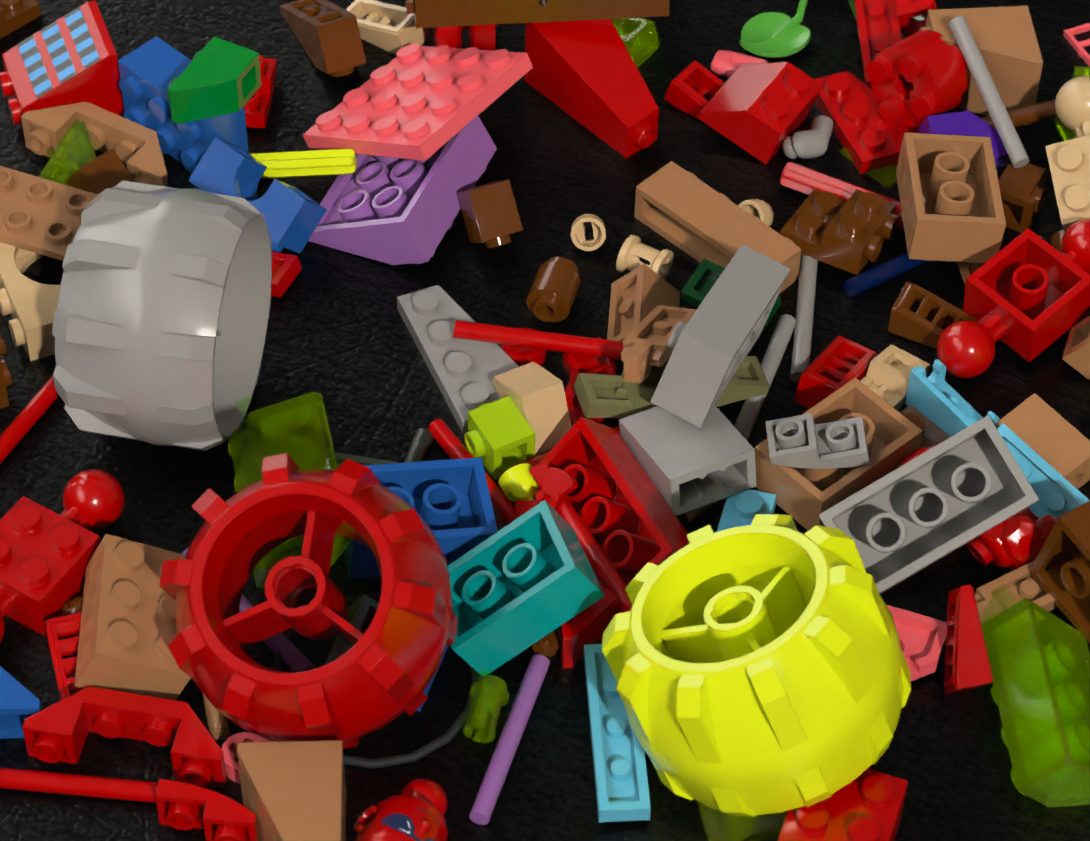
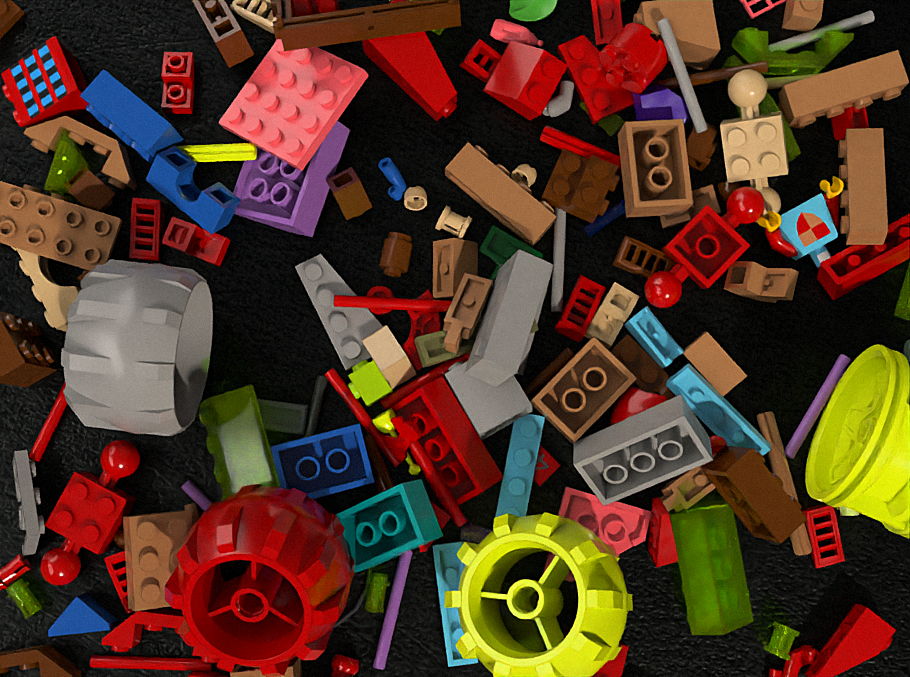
camera: 10 degrees left, 35 degrees up
(215, 82) = (149, 122): green slope -> none
(557, 205) = (395, 178): none -> blue arm
(829, 445) = (571, 400): light grey slope -> none

